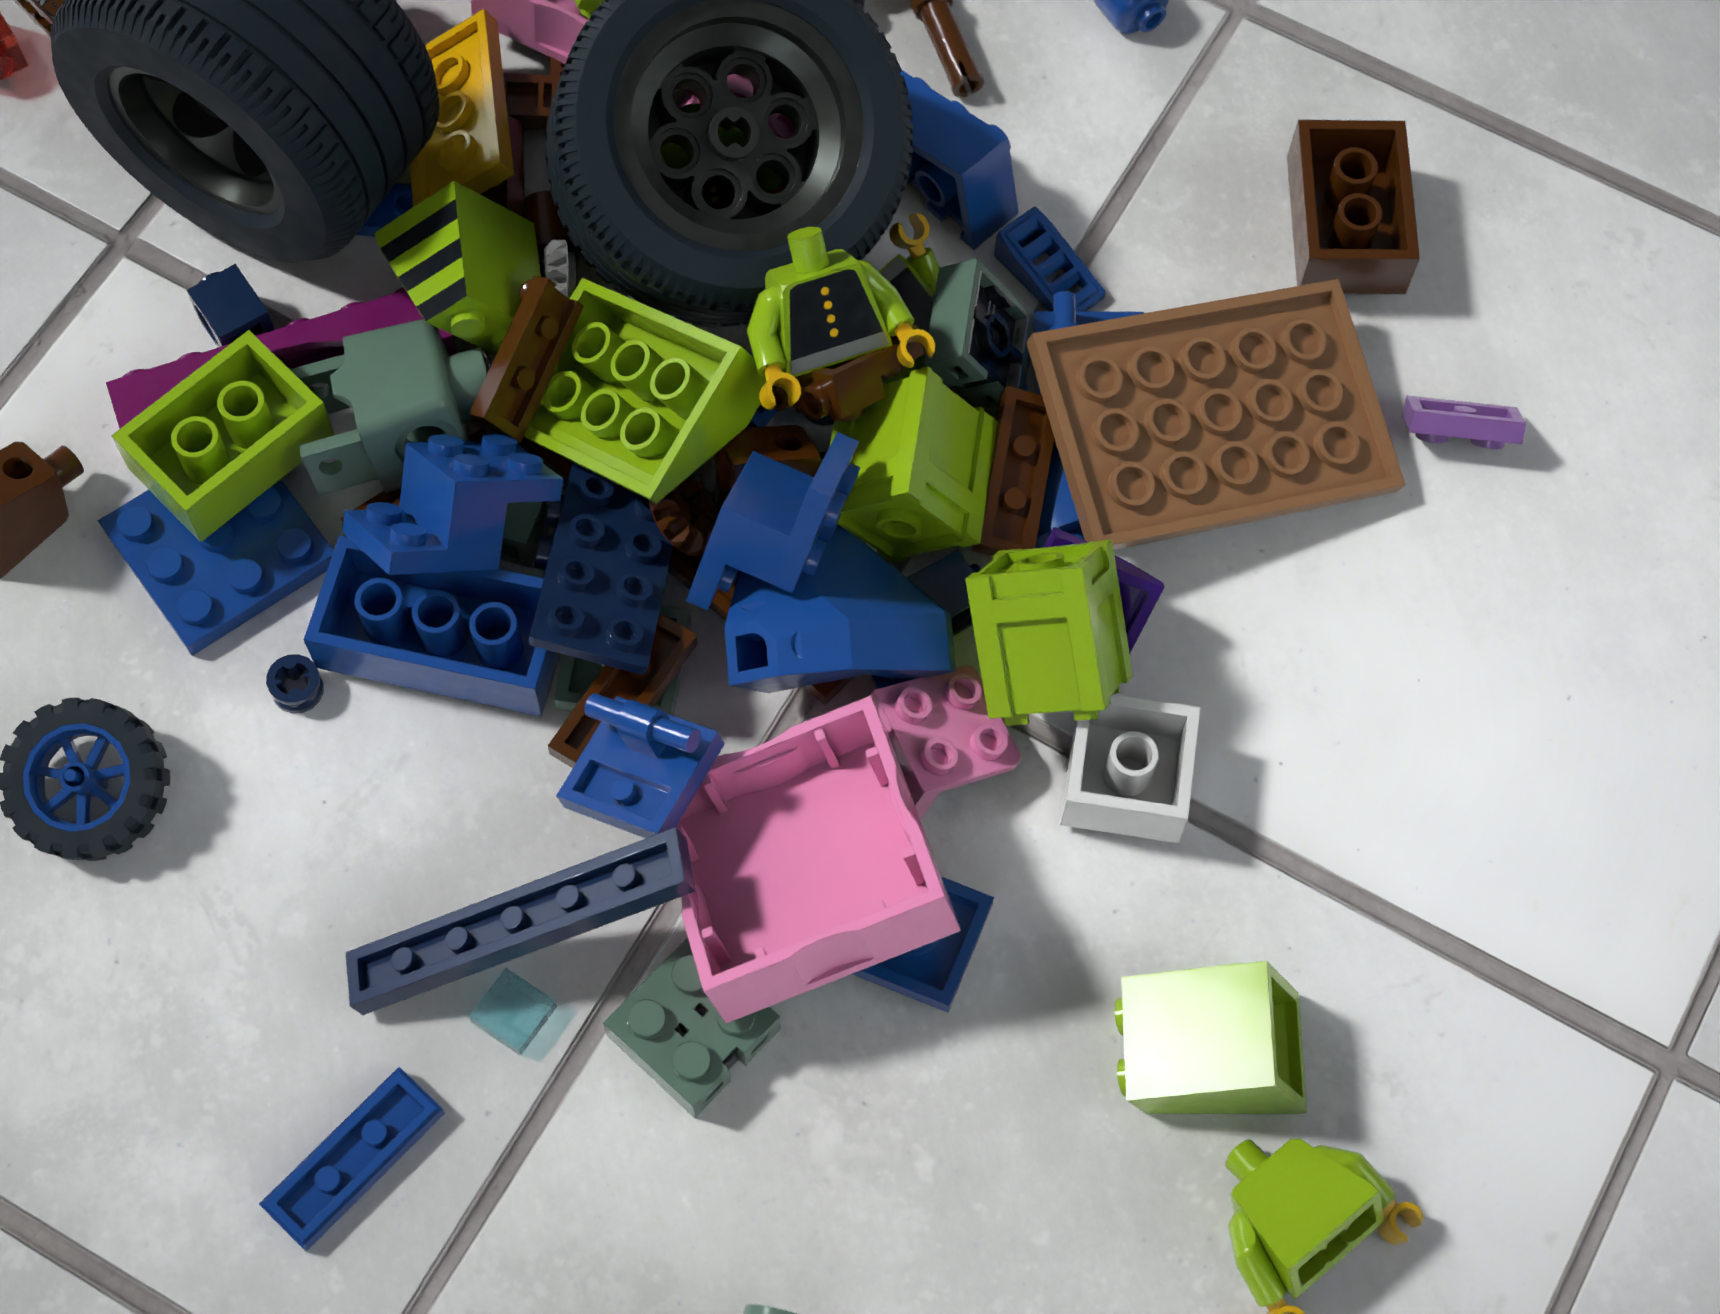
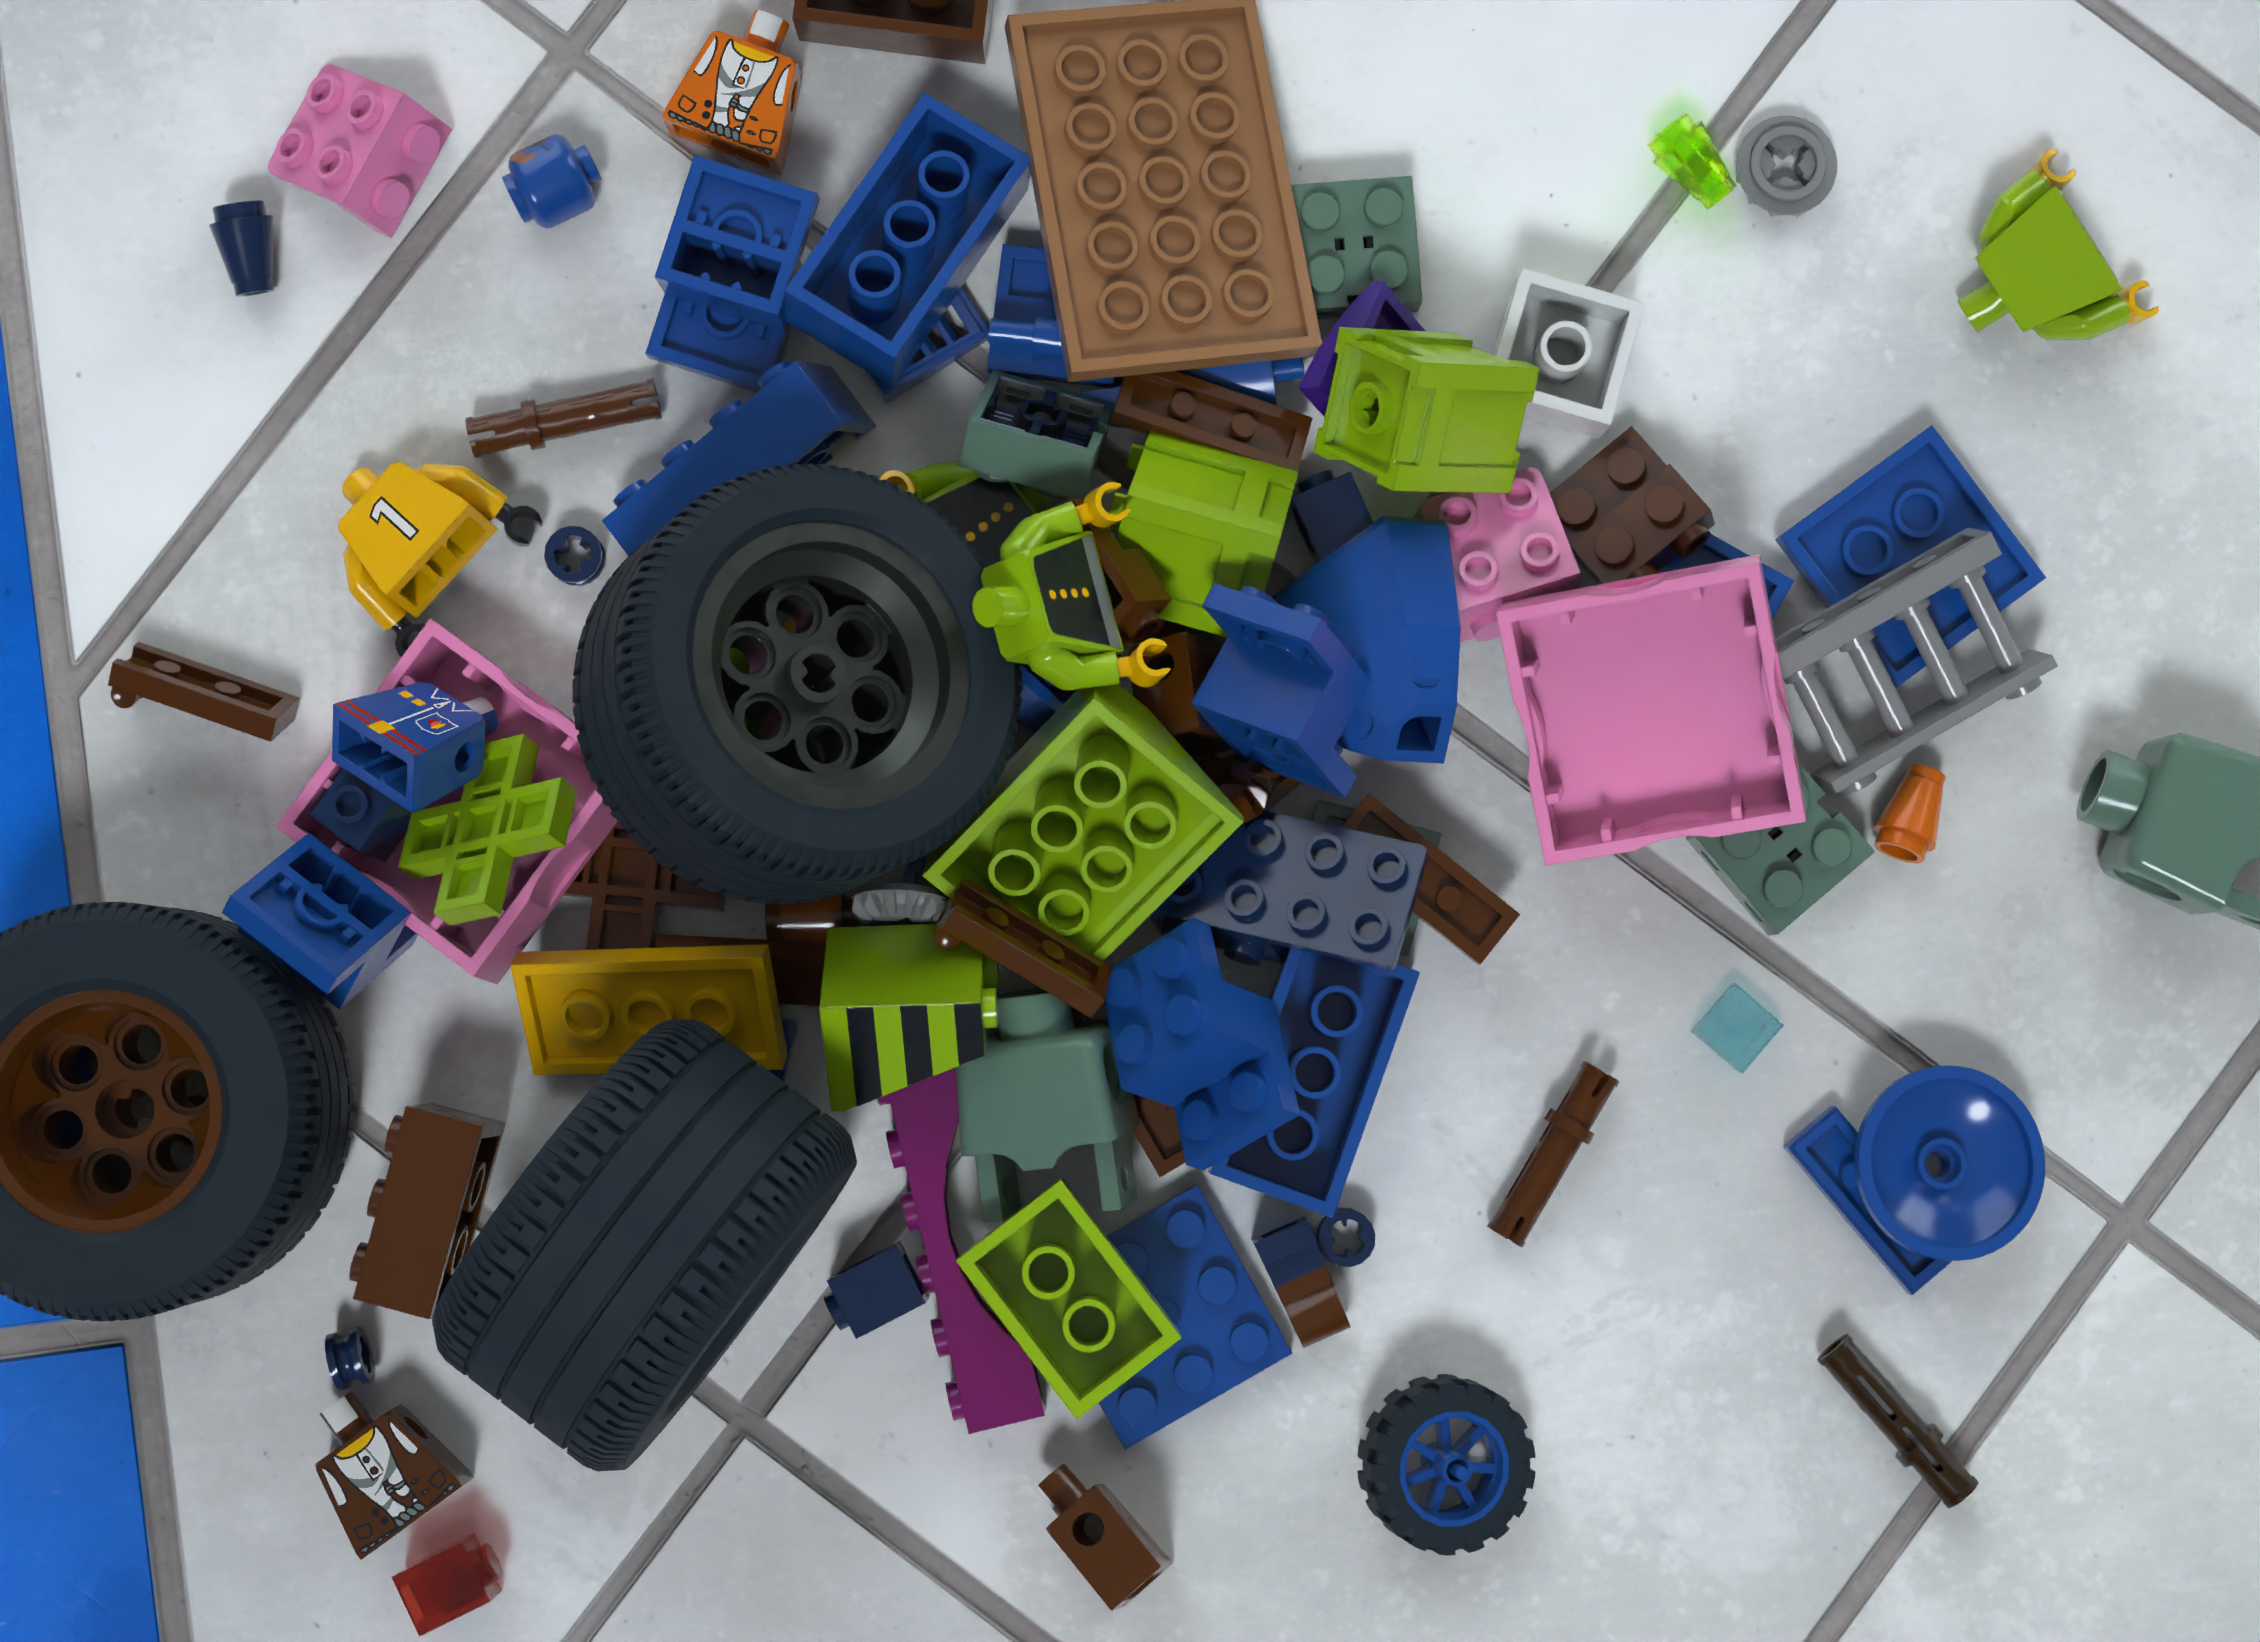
camera: 85 degrees left, 20 degrees up
(131, 1204) = (1949, 1477): none -> dark brown pin
(248, 647) = (1302, 1281): none -> leg
(348, 1182) = (1986, 1153): none -> blue dish
(404, 861) = (1553, 1153): none -> reddish brown pin
(520, 921) = (1678, 1007): dark blue plate -> none
(639, 766) = (1538, 866): blue plate -> none
(735, 1150) = (1911, 816): none -> orange cone
(943, 1103) = (1905, 597): none -> light grey fence
(989, 1121) = (1891, 518): none -> blue plate
(991, 844) = (1630, 512): none -> reddish brown plate
(1093, 99) = (727, 273): none -> blue bracket
(1128, 224) = (907, 239): none -> blue brick
(1208, 592) = (1377, 239): none -> sand green piece
(1211, 1041) = (1864, 323): slope -> none
(1230, 114) = (740, 95): none -> torso
(1338, 873) = (1692, 160): none -> clear neon green cone
(1342, 937) = (1784, 137): none -> light grey gear

